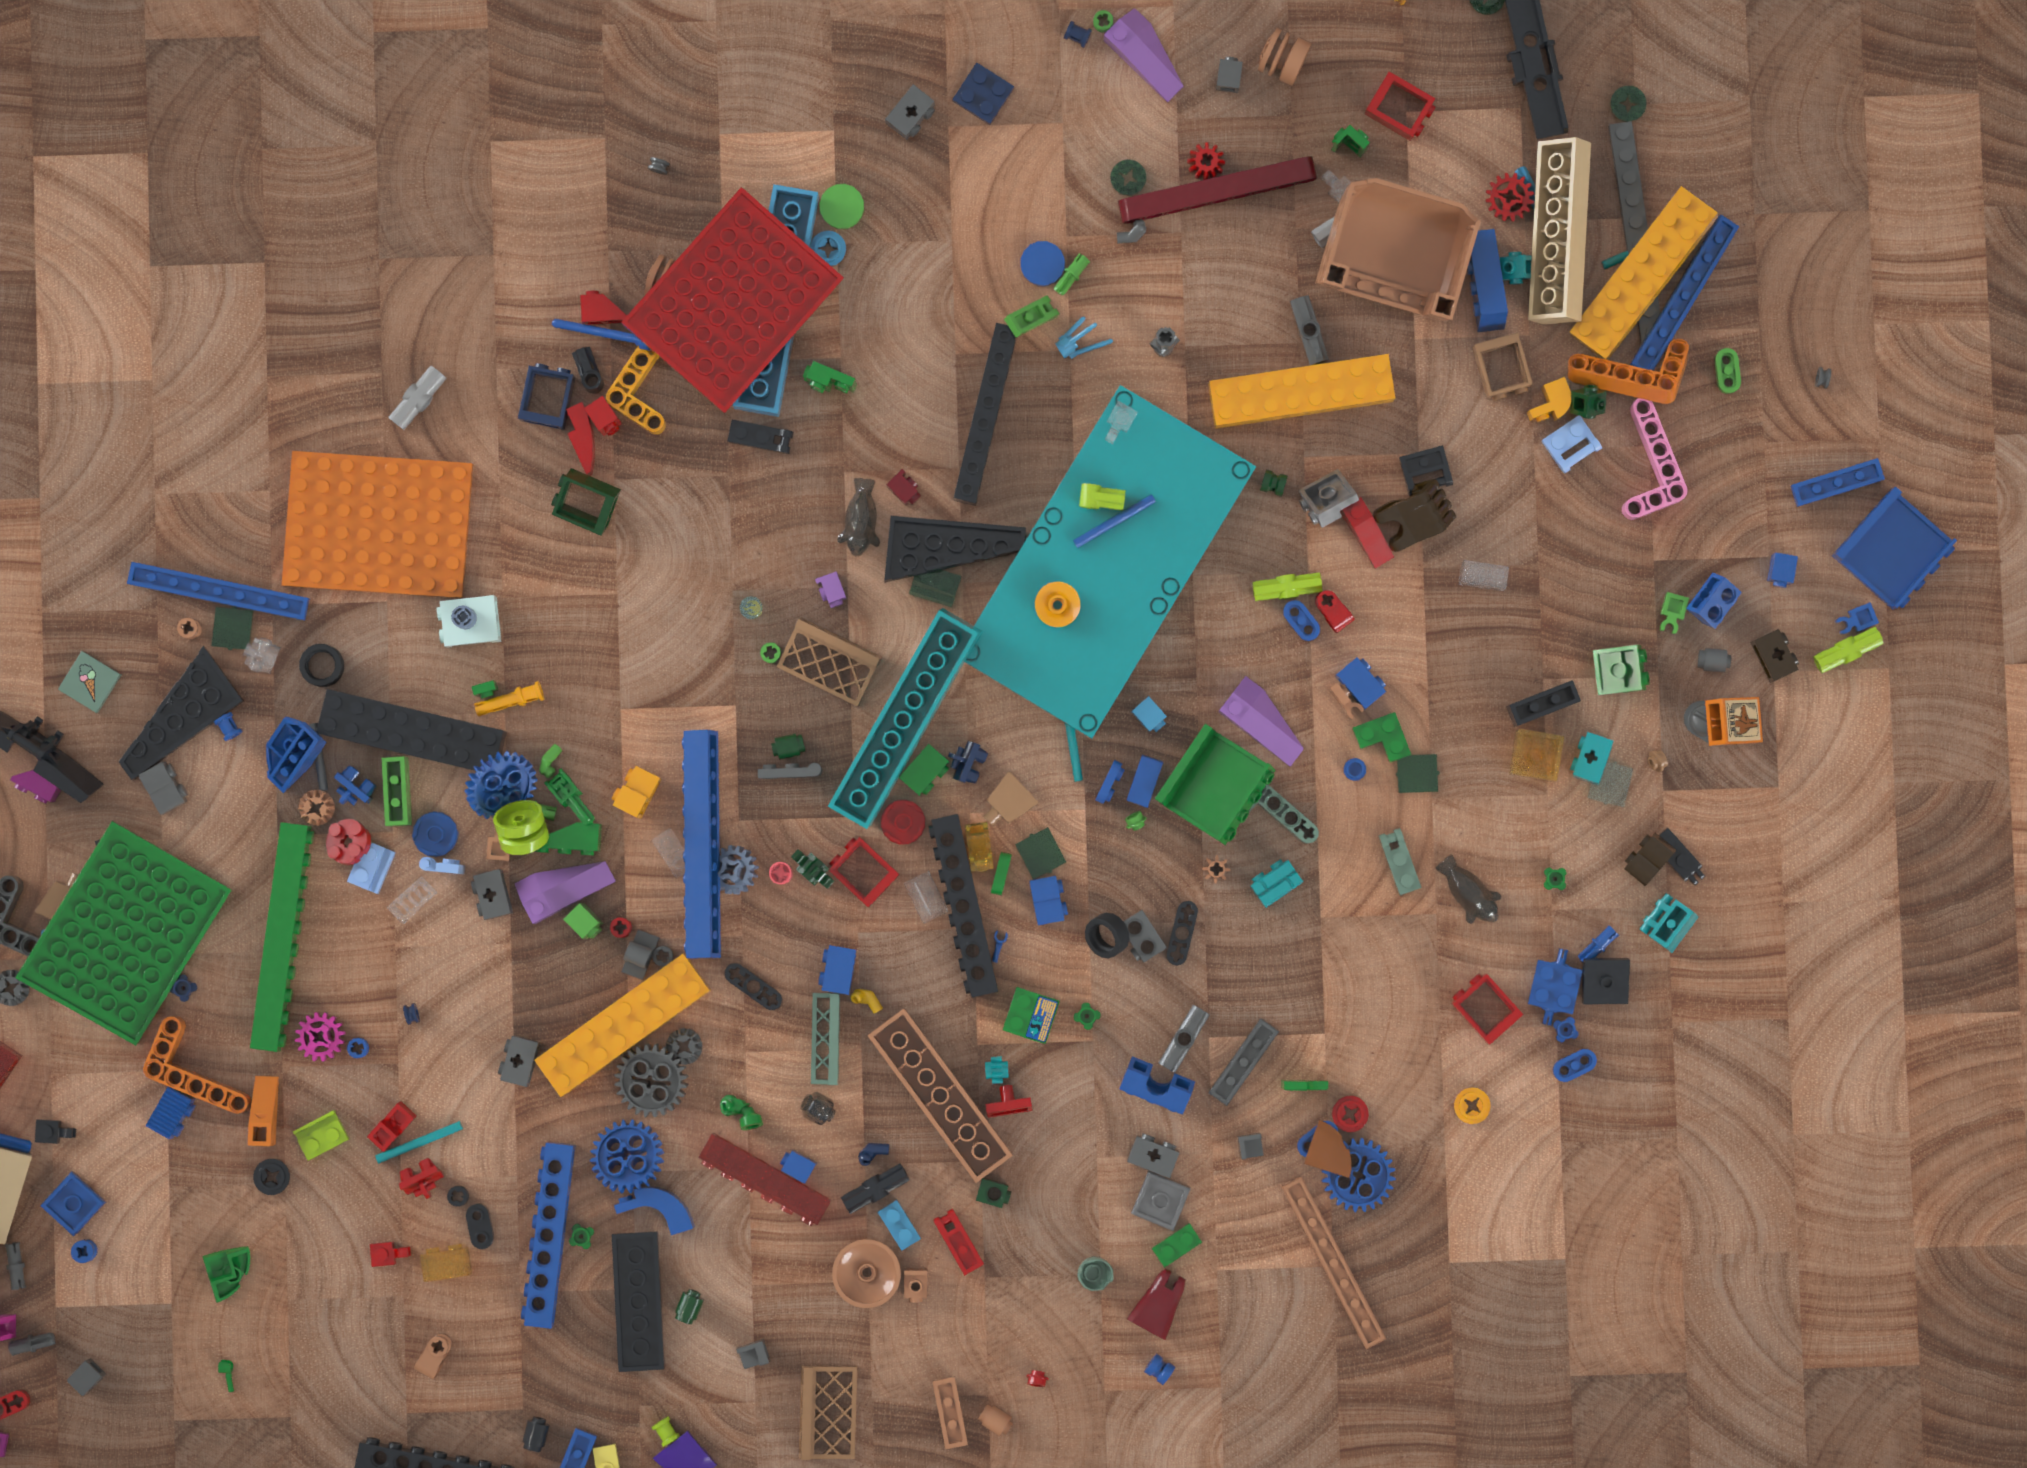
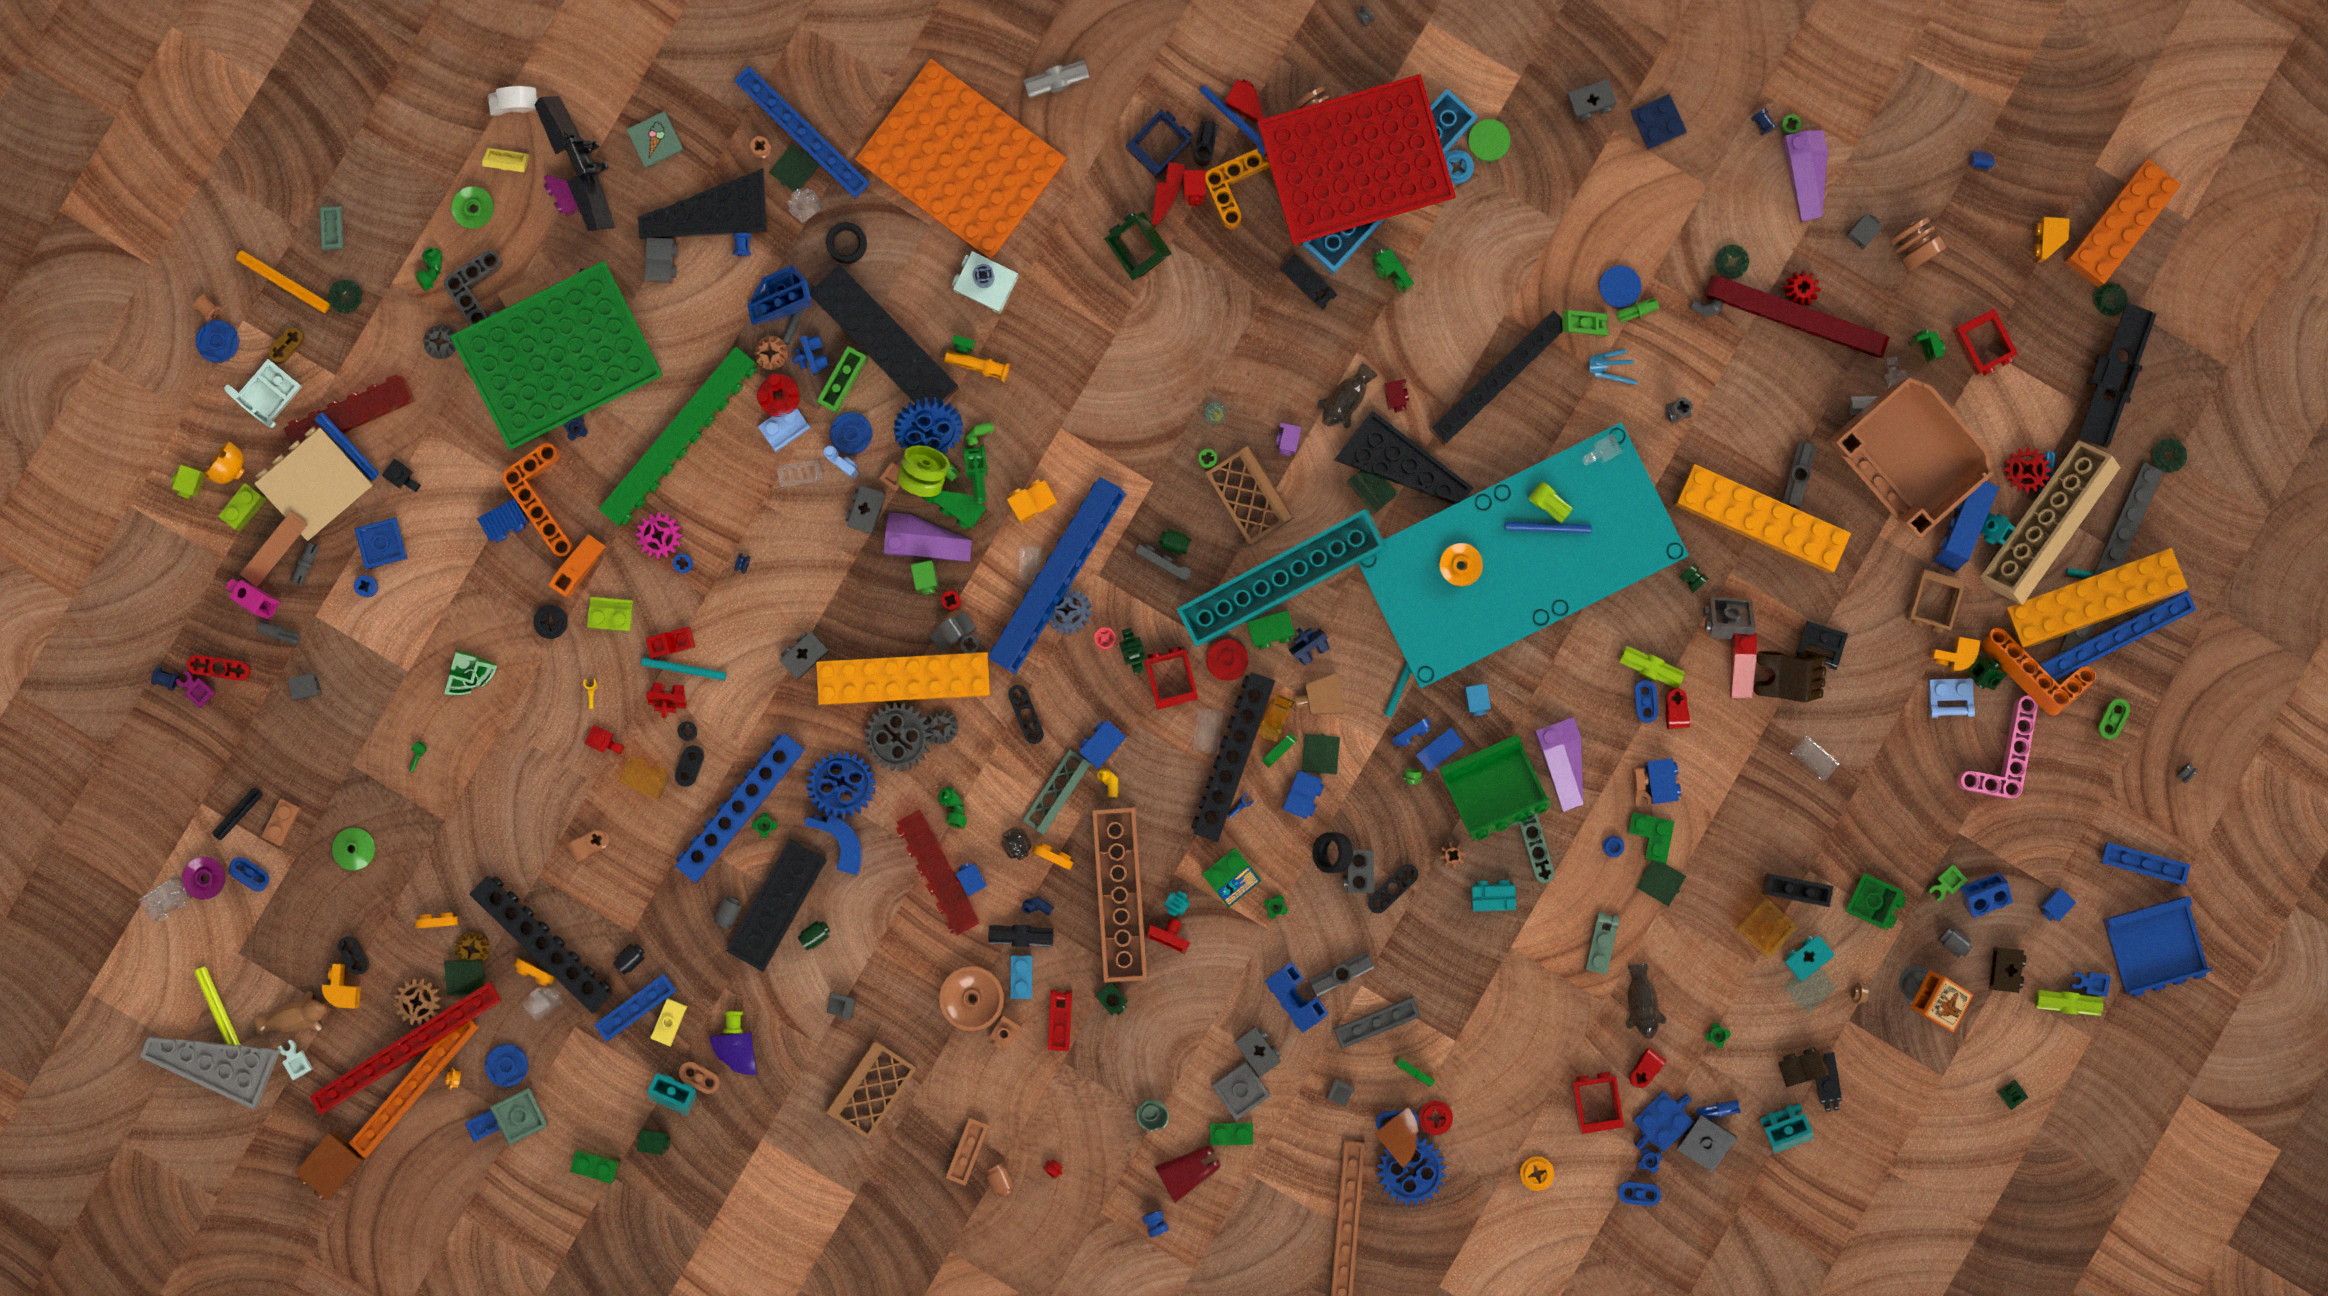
camera: 25 degrees right, 0 degrees up
(348, 1216) = (590, 693): none -> yellow hand
(597, 1335) = (727, 911): none -> dark grey brick
(850, 1099) = (1045, 851): none -> light orange plate
(1510, 945) = (1648, 1064): none -> red piece
(1850, 764) = (2012, 1094): none -> dark green tile

